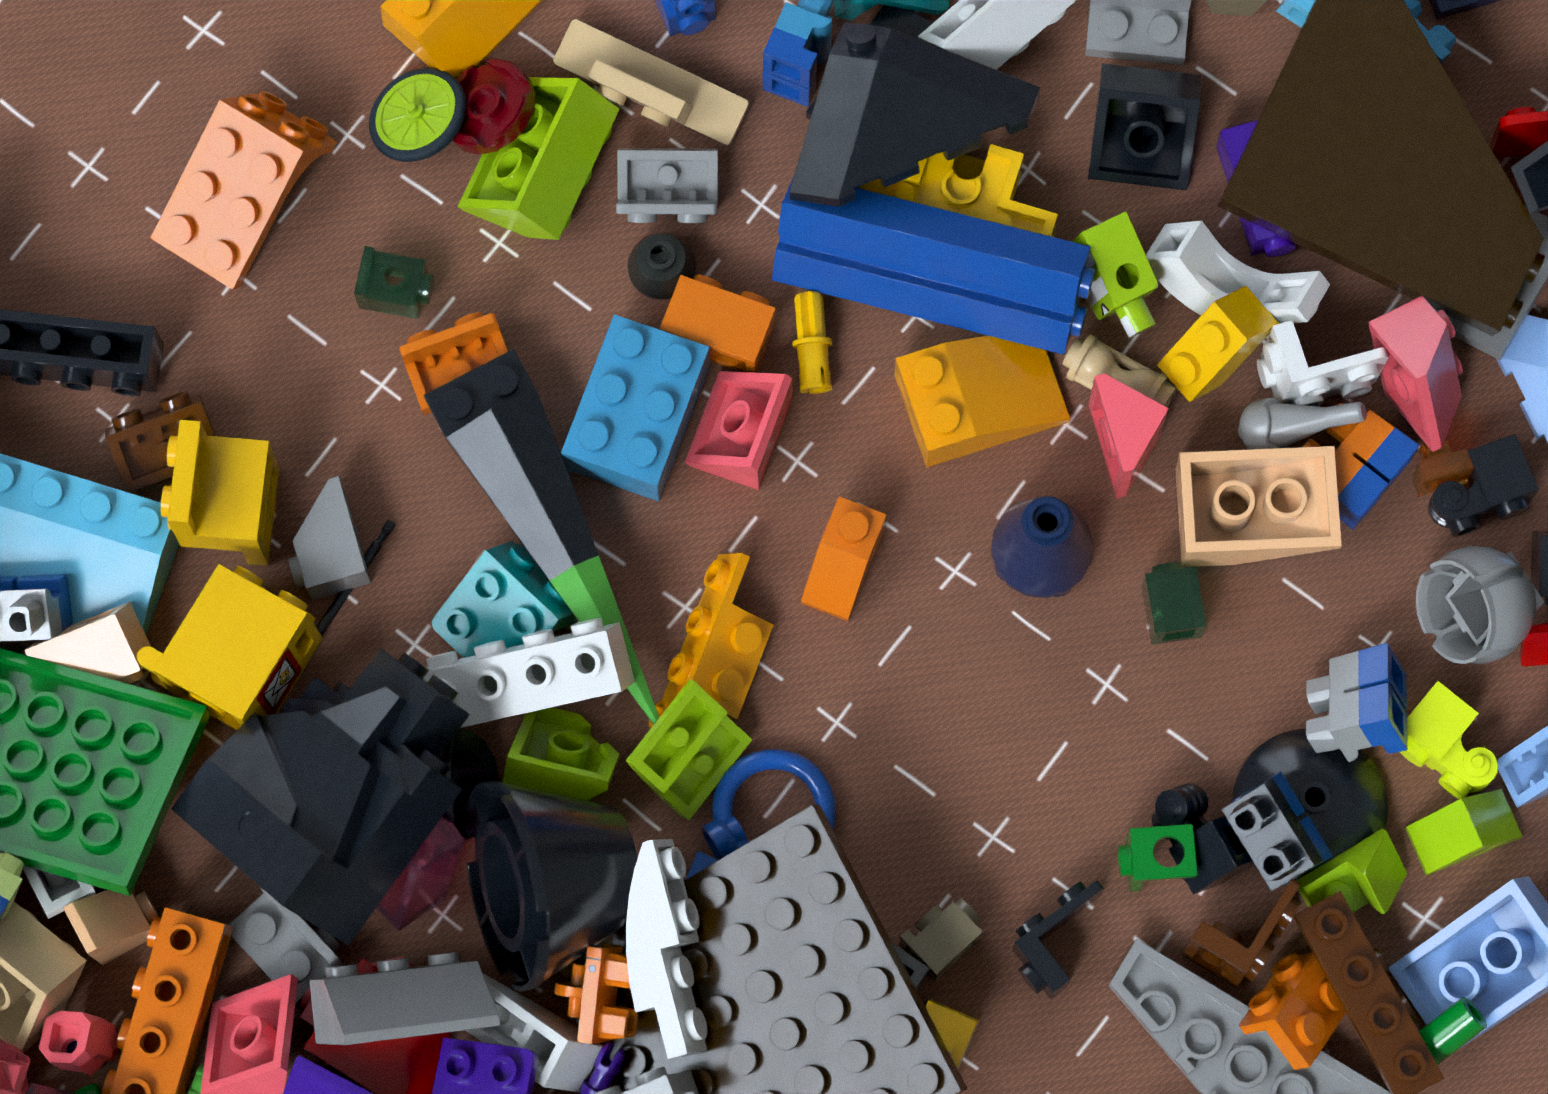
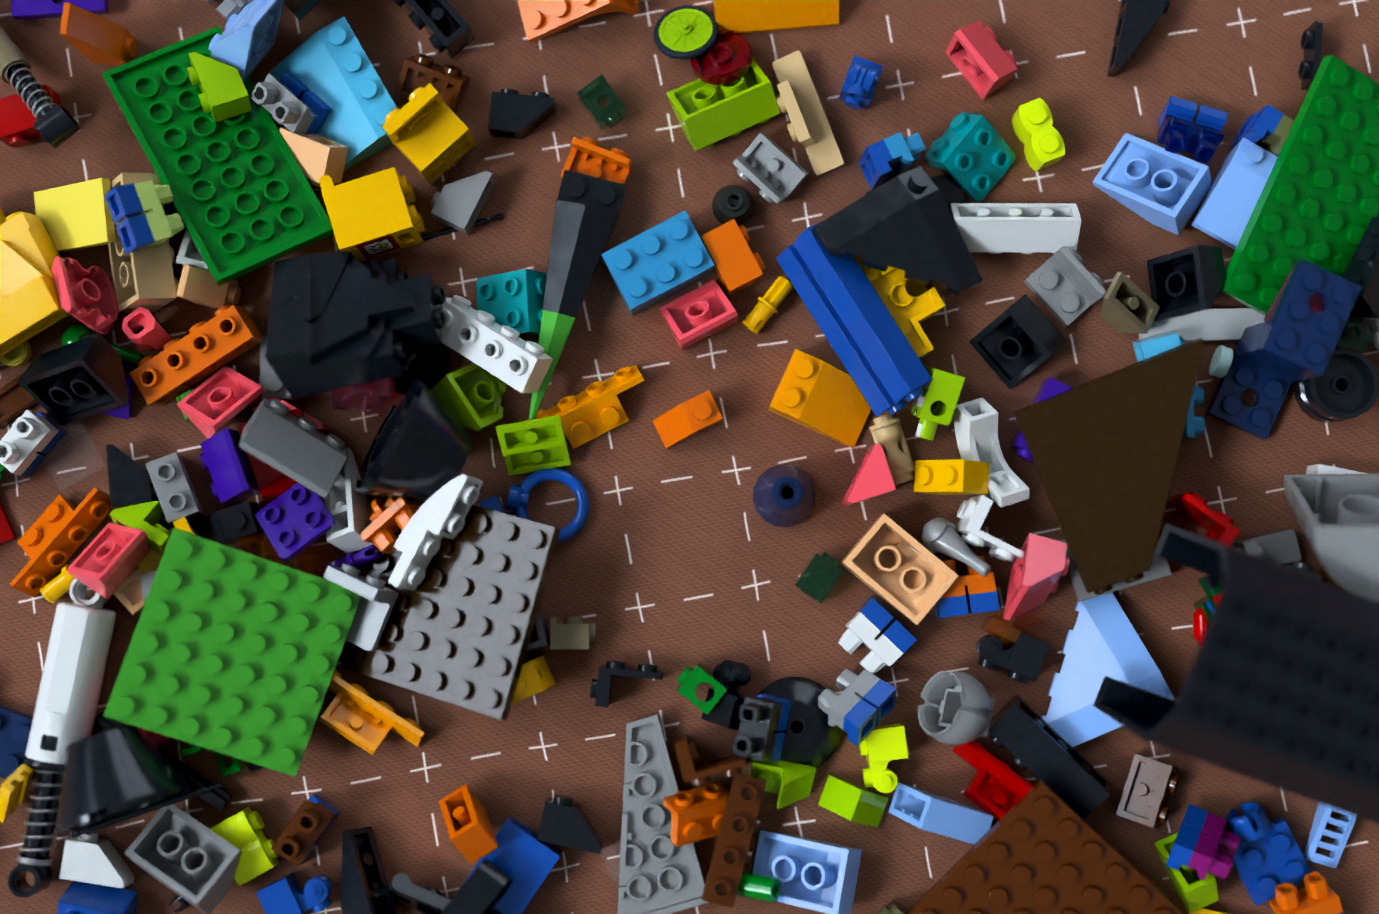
camera: 40 degrees right, 10 degrees up
(302, 384) = (518, 114): none -> black slope
(1284, 616) = (886, 646): none -> white hips

